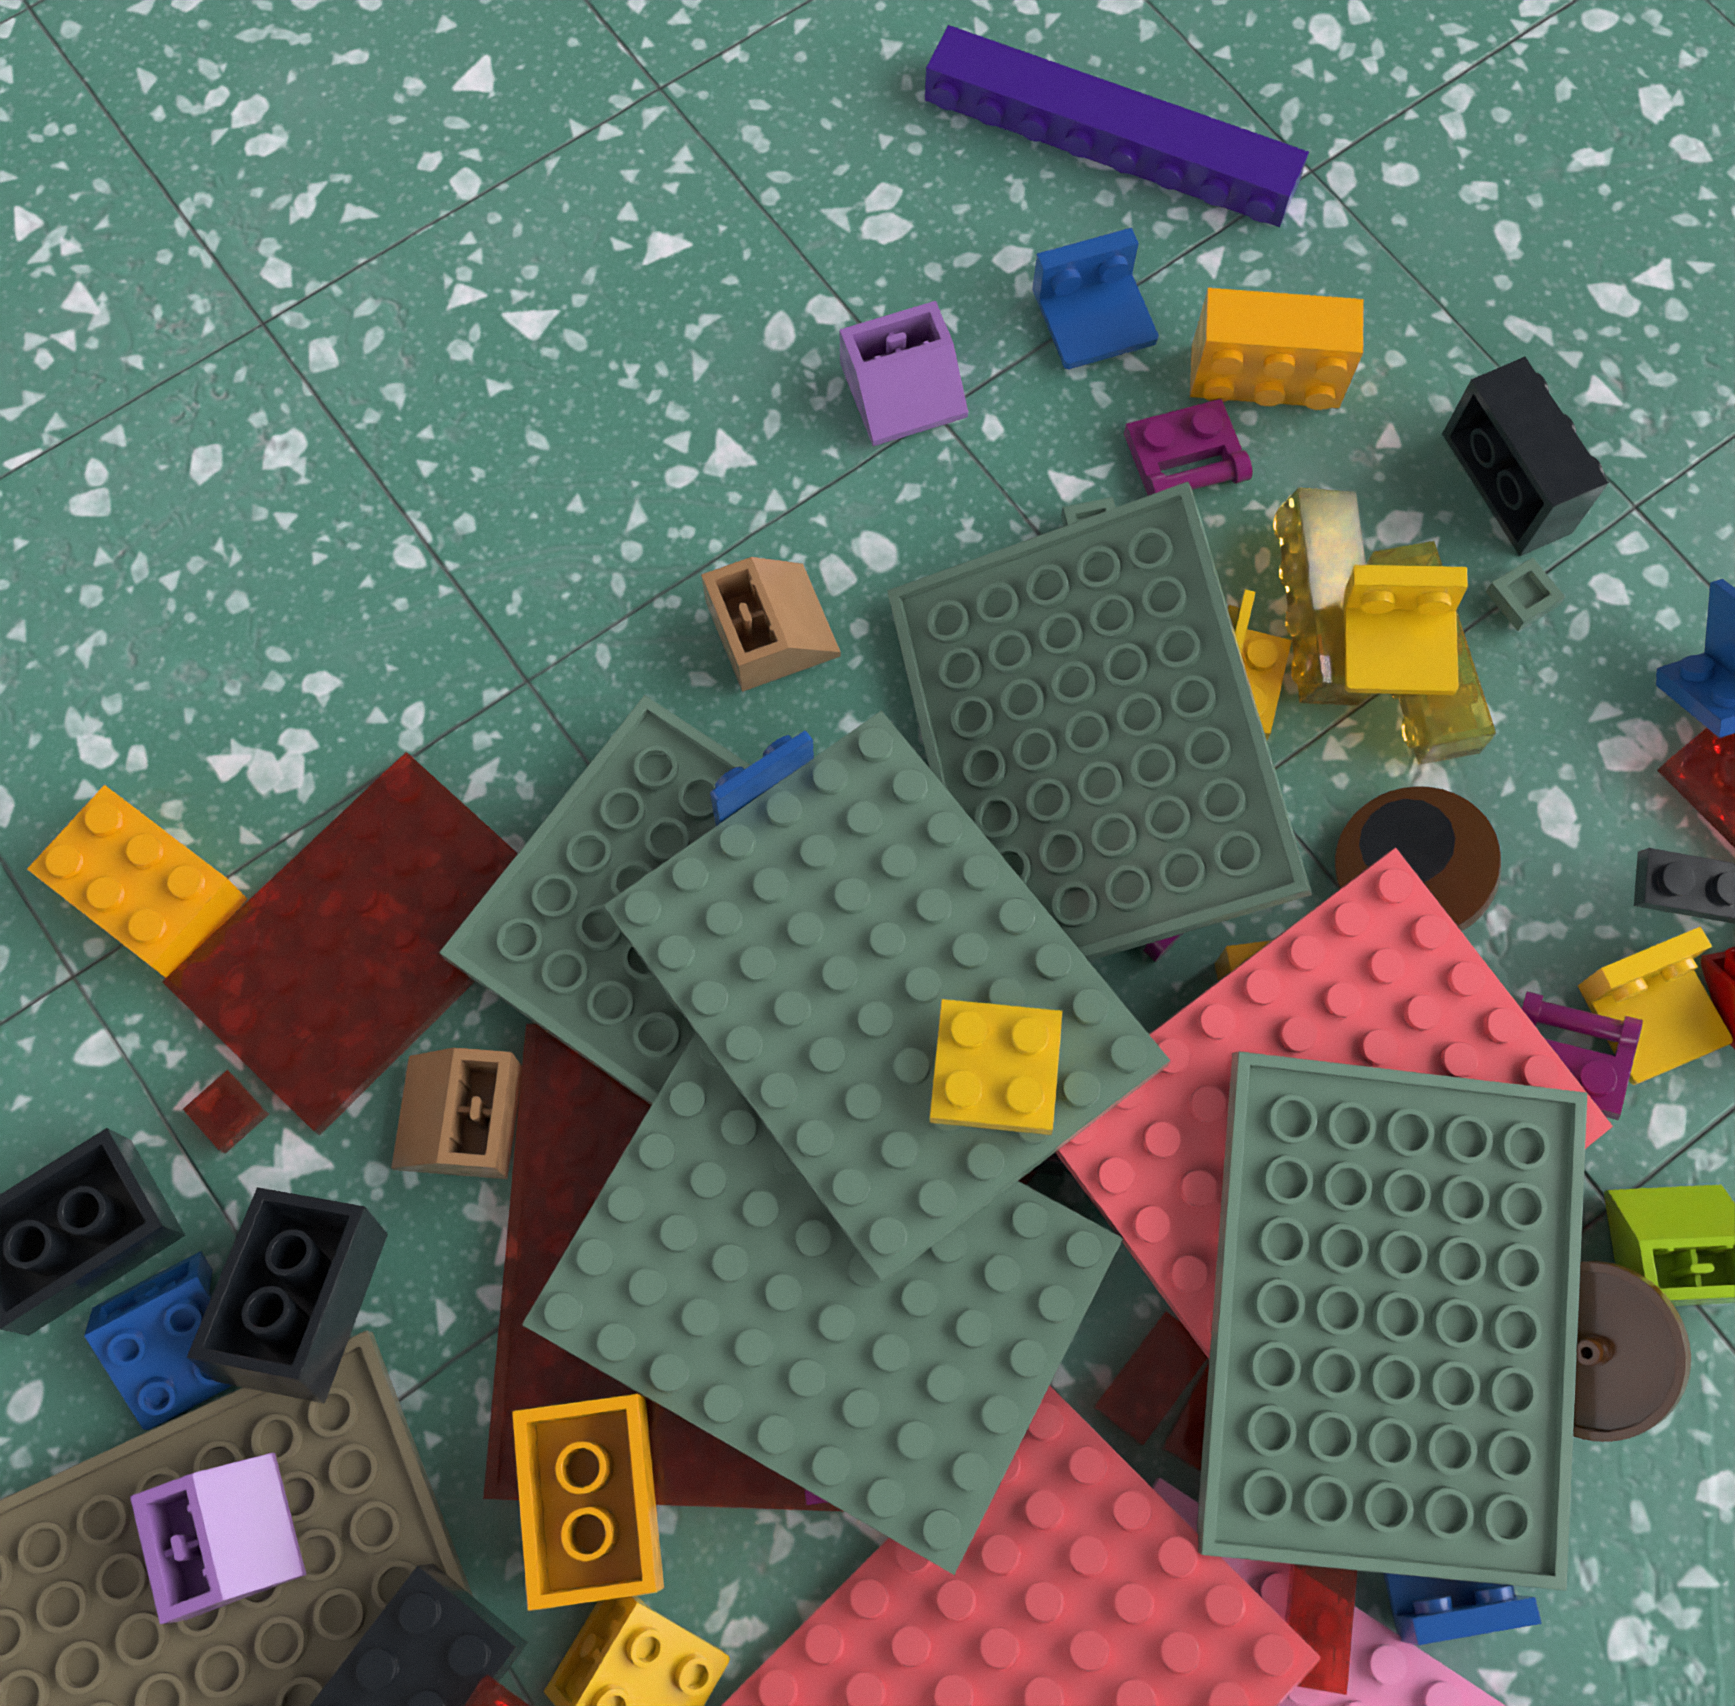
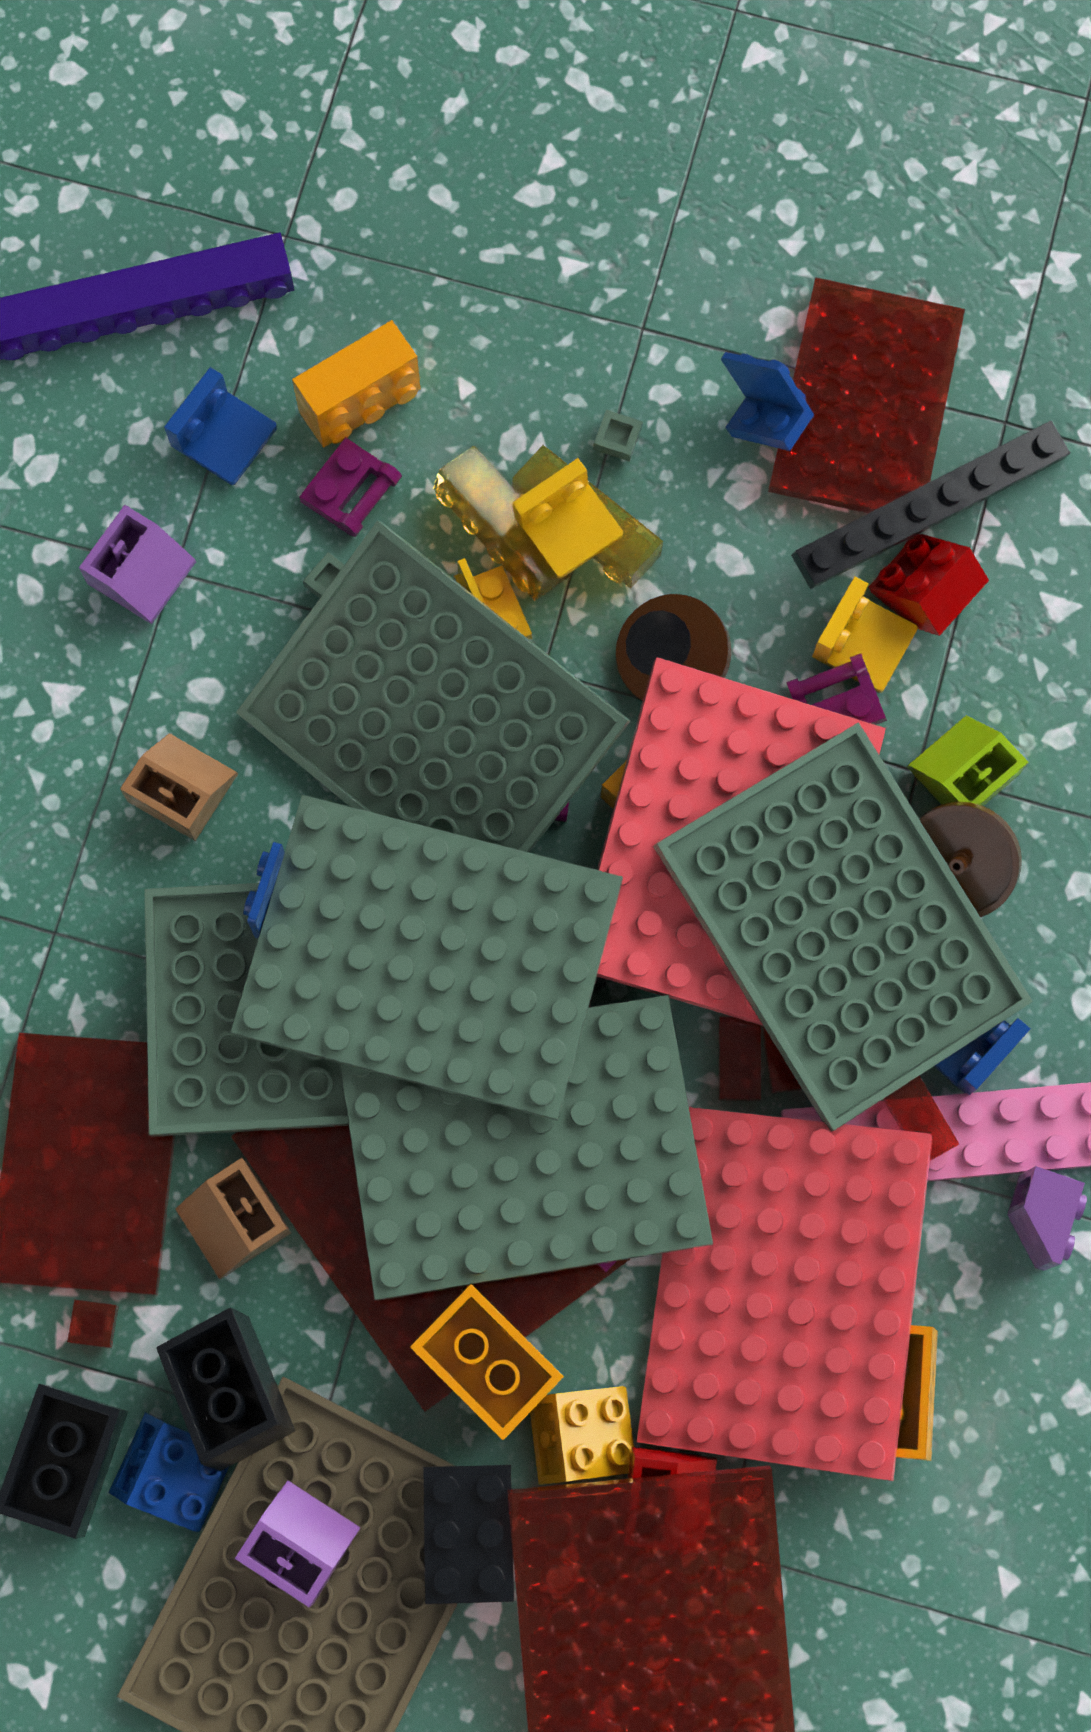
camera: 40 degrees left, 5 degrees up
(996, 1067) = (531, 953): yellow plate -> none
(1524, 456) = (556, 349): black brick -> none

